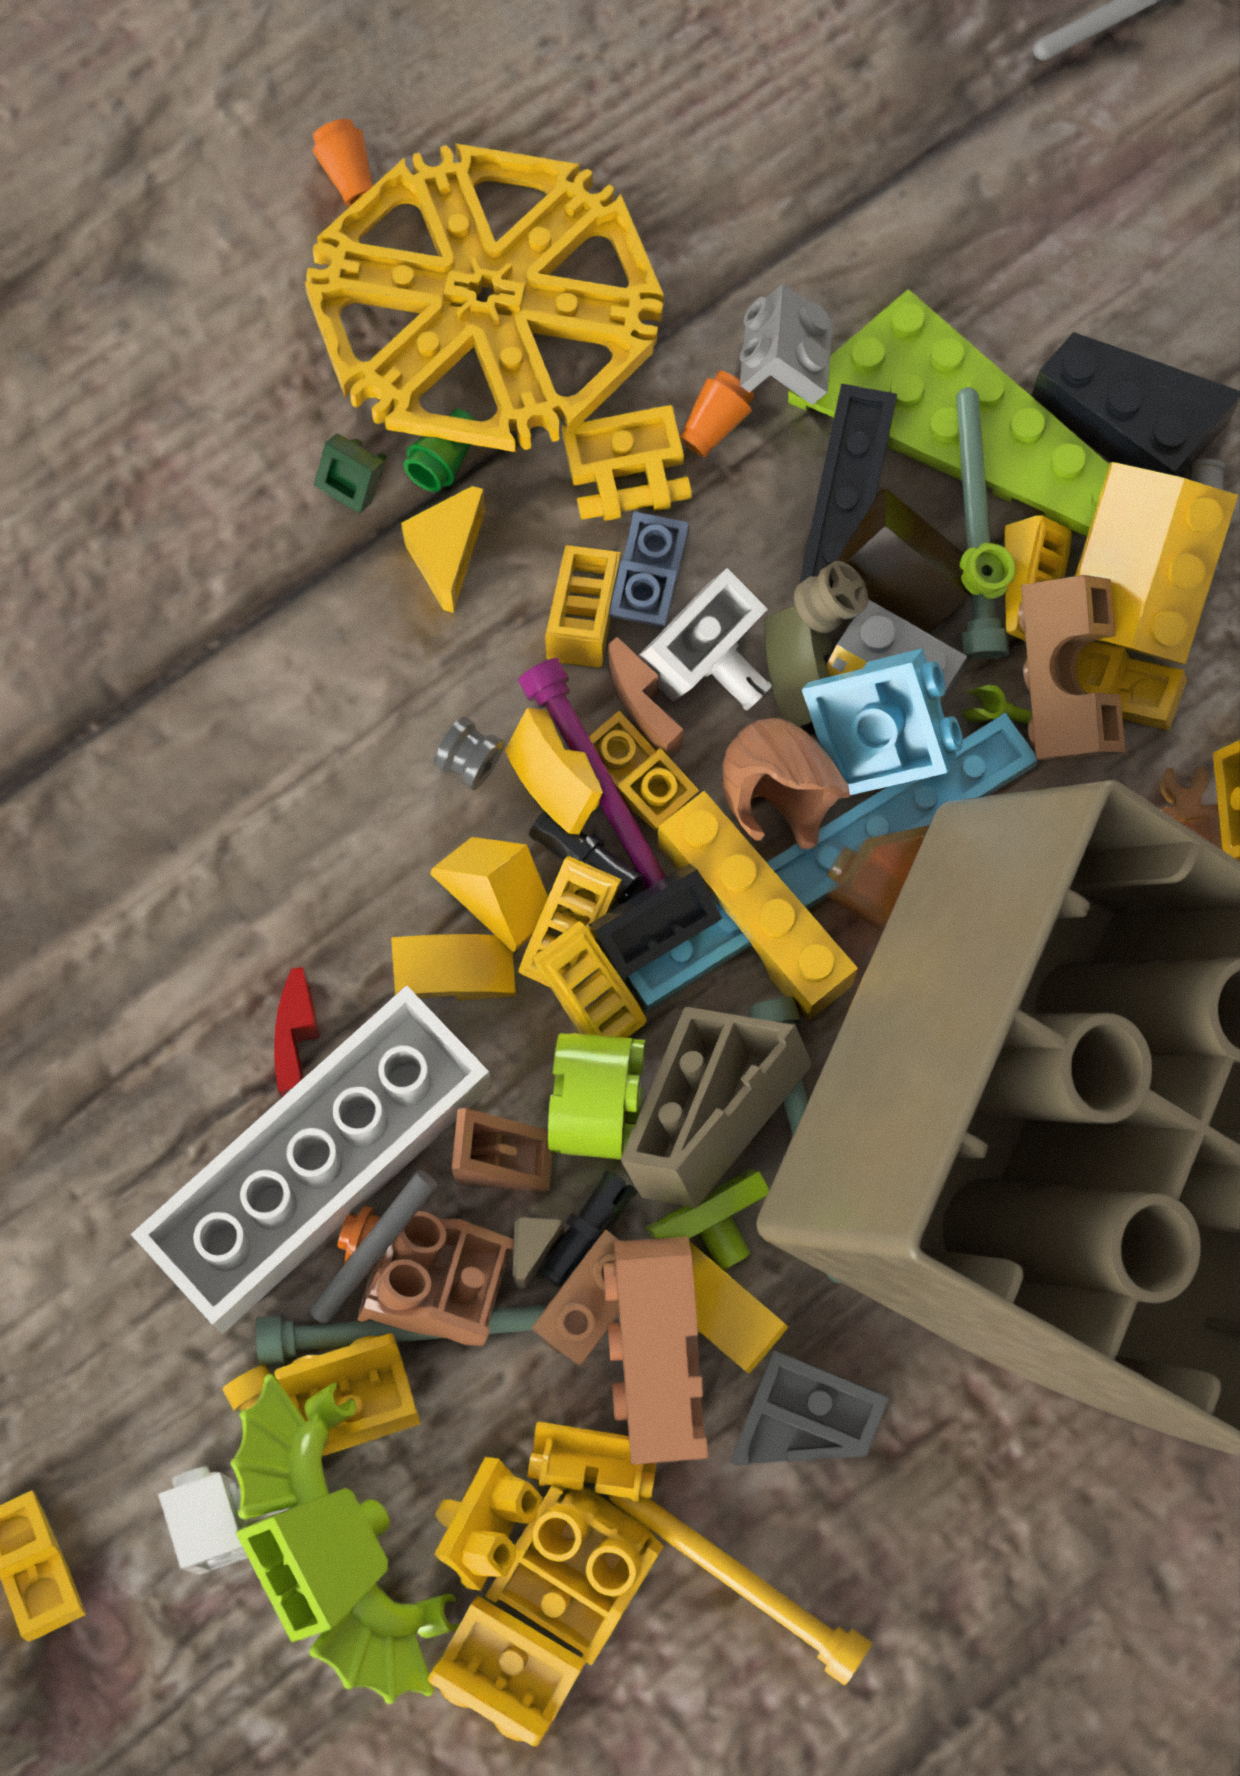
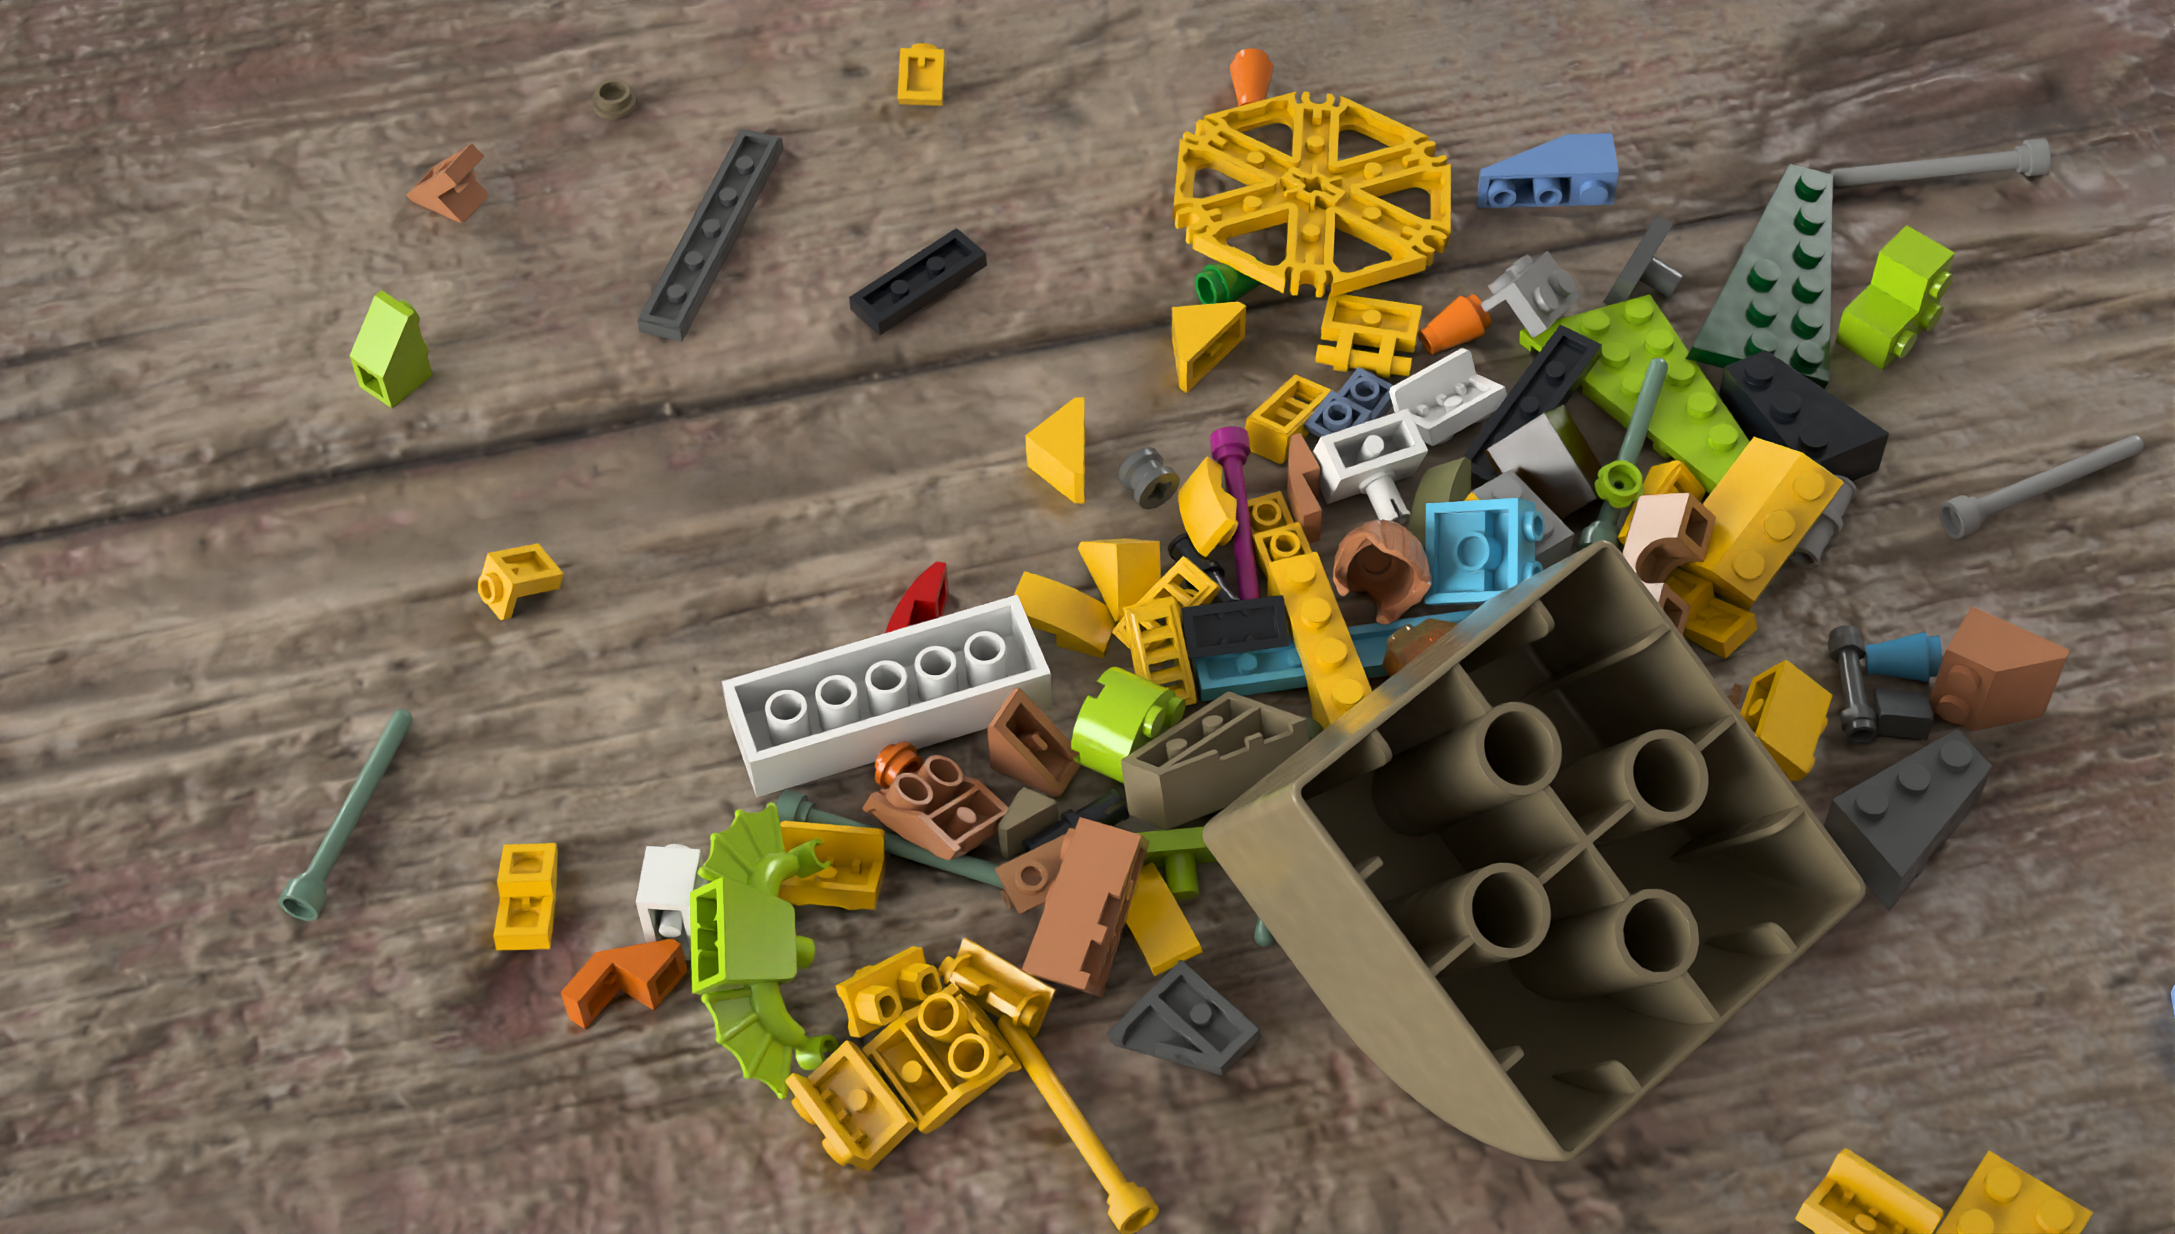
camera: 25 degrees right, 20 degrees down
(87, 588) = (917, 281): none -> black plate
(208, 1608) = (639, 970): none -> orange slope
(349, 472) = (1152, 271): dark green tile -> none
(355, 754) = (1058, 450): none -> yellow slope
(373, 1247) = (900, 763): dark grey bar -> none
(750, 520) = (1447, 397): none -> white bracket
(752, 157) = (1557, 173): none -> medium blue slope
(831, 597) = (1481, 456): dark tan wheel -> none
(887, 256) = (1646, 267): none -> dark grey tile
(1042, 227) = (1780, 284): none -> wing
(1181, 198) = (1899, 301): none -> lime brick

